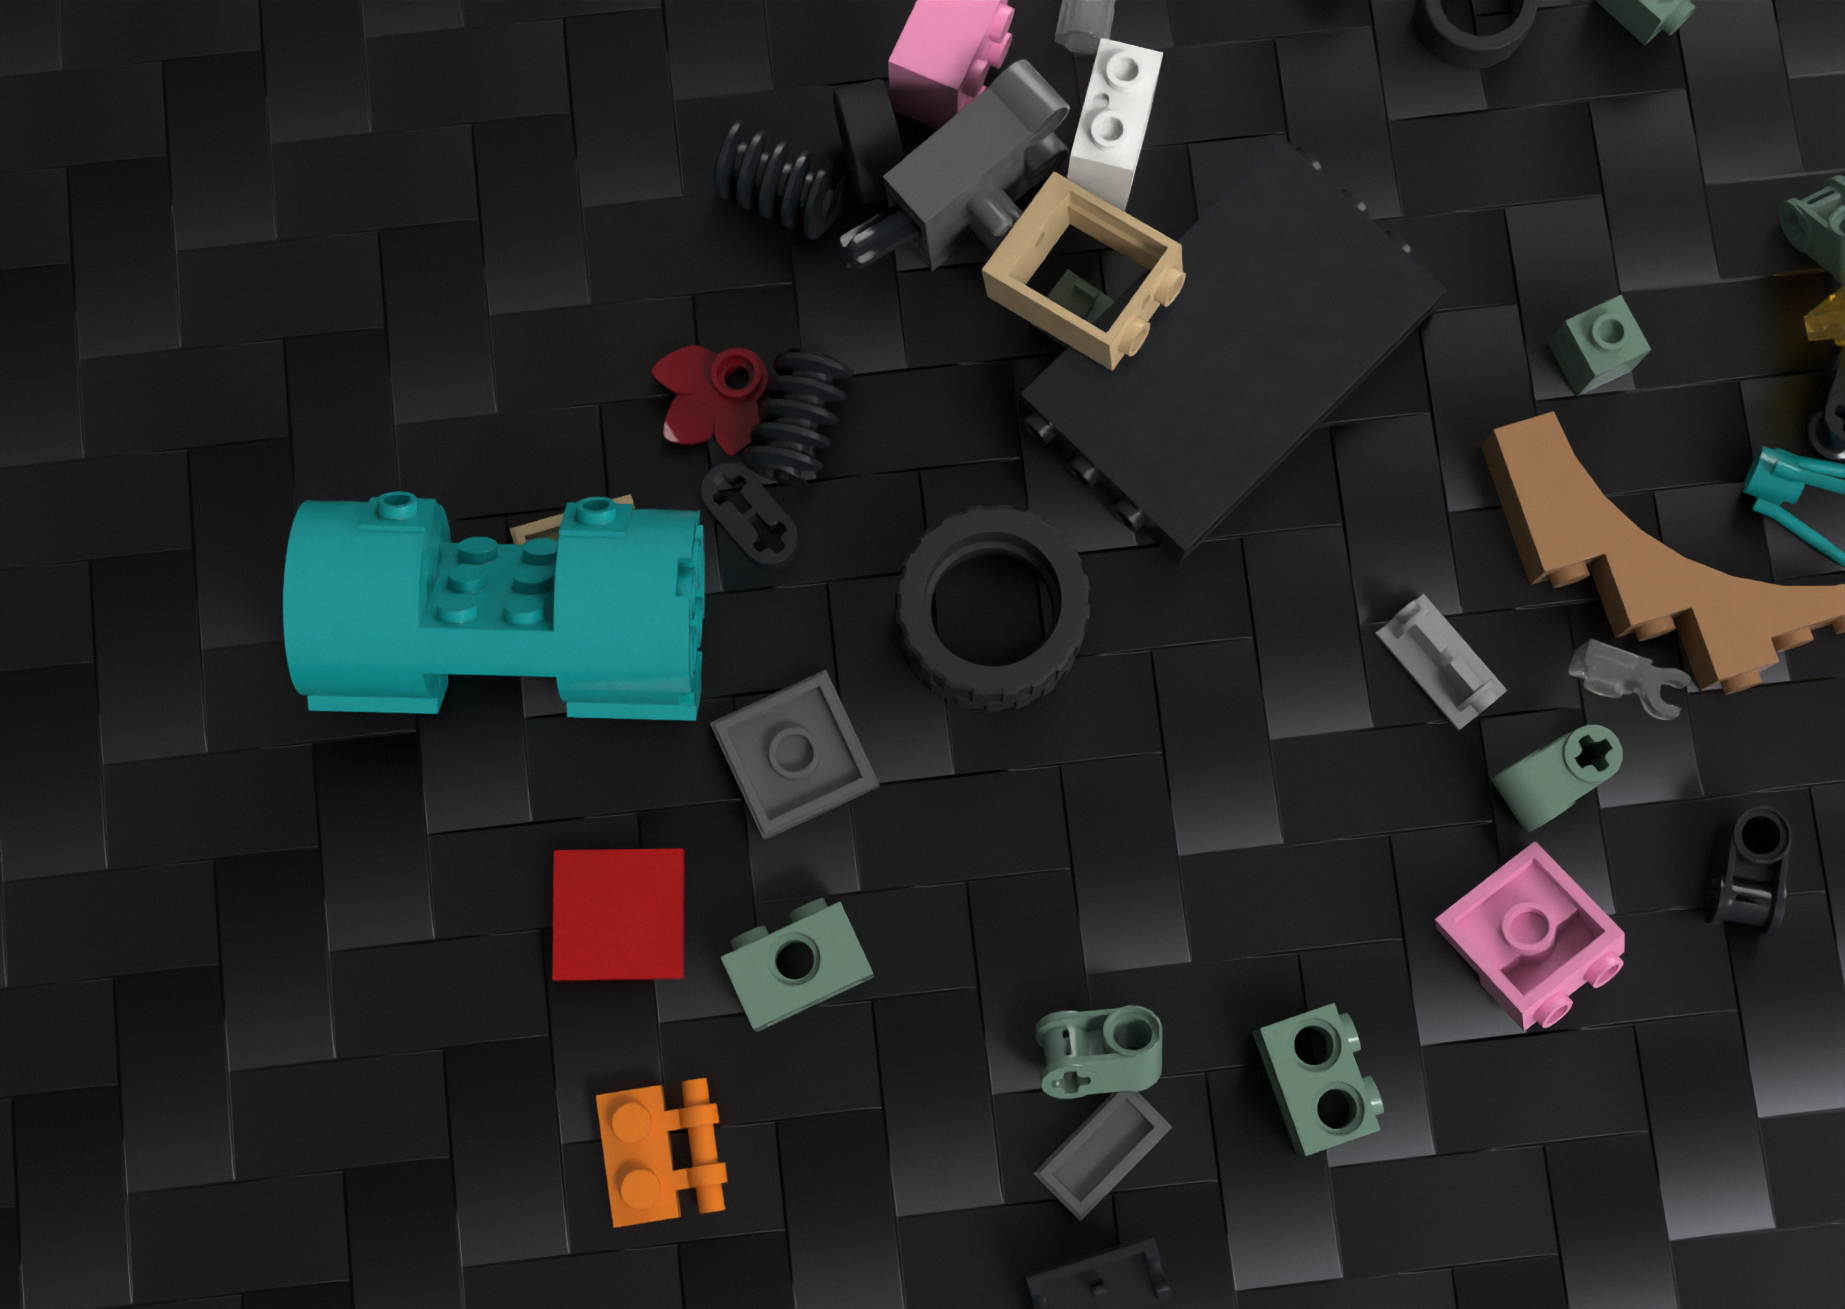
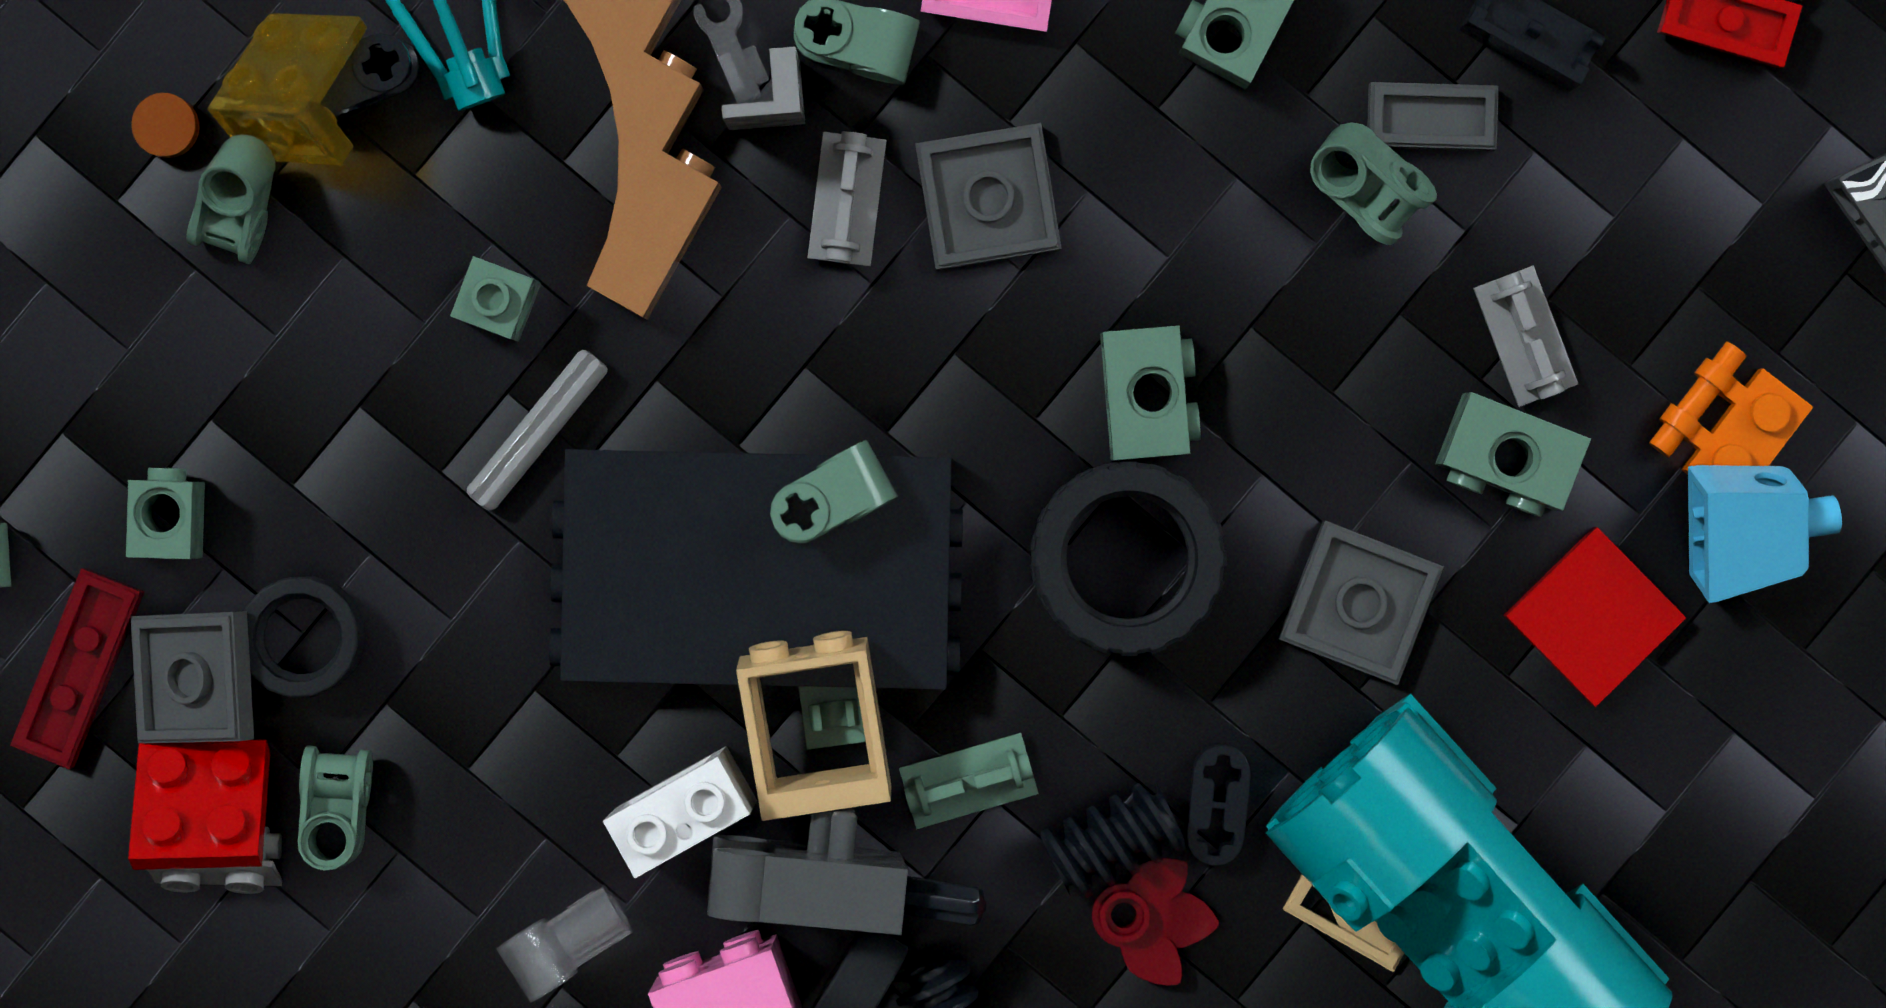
camera: 135 degrees left, 10 degrees up
(570, 1090) = (1751, 527): none -> medium azure torso
(872, 1062) = (1525, 336): none -> light grey hinge
(937, 358) = (968, 780): none -> sand green hinge
(1081, 705) = (1127, 358): none -> sand green brick
(1240, 441) = (841, 487): none -> sand green piece
(1348, 765) = (988, 196): none -> dark grey tile
(1473, 294) = (537, 430): none -> light grey axle
(1568, 679) = (787, 101): none -> light grey panel

